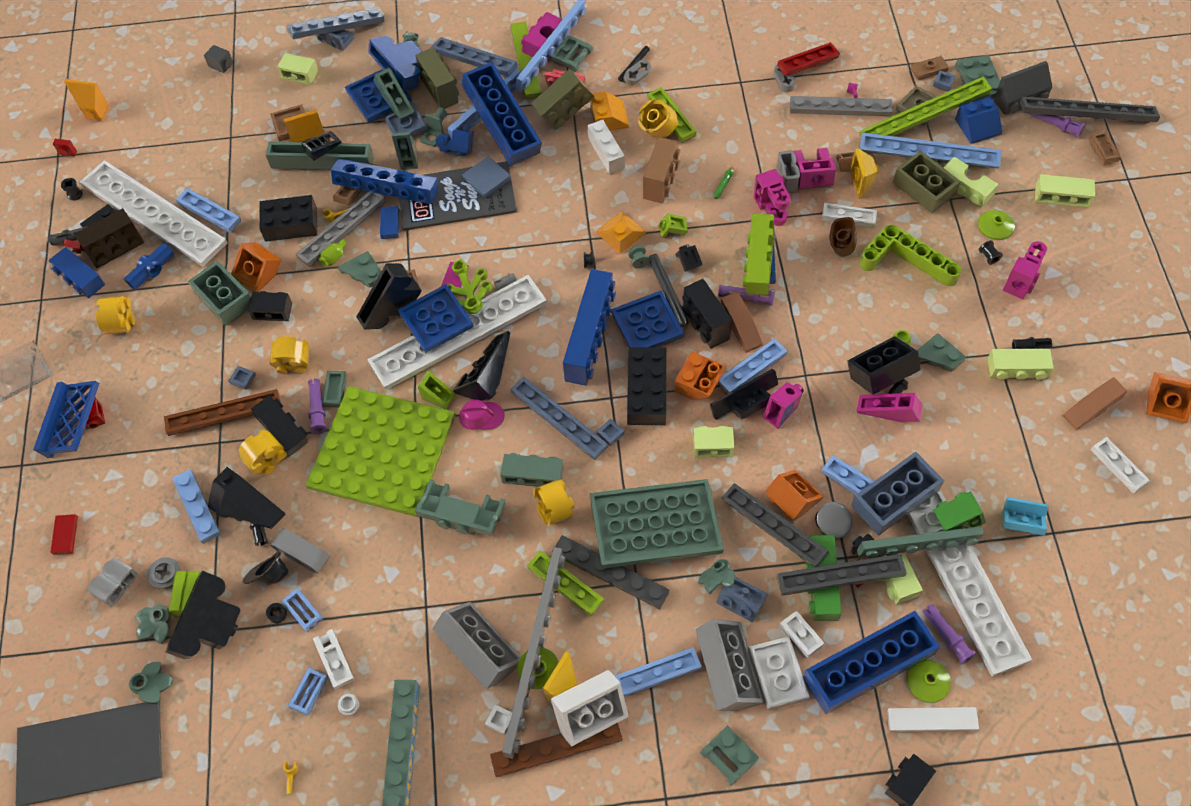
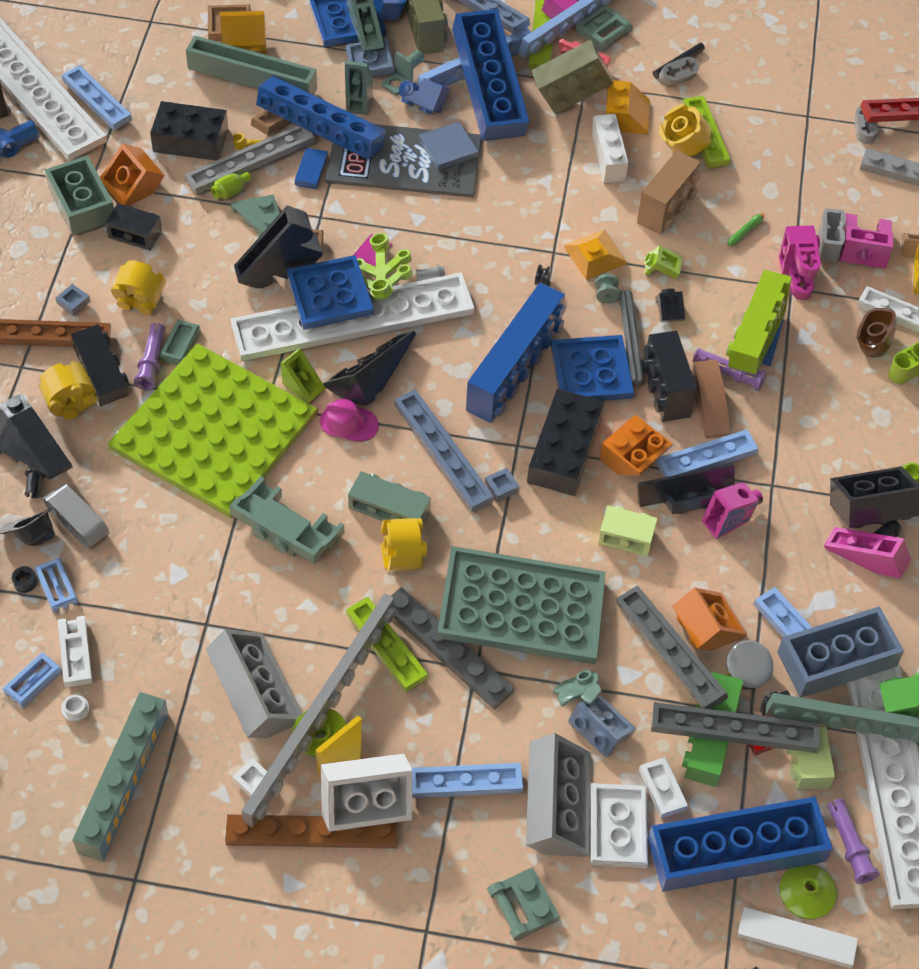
camera: 10 degrees right, 5 degrees down
(314, 151) = (250, 56): black slope -> none

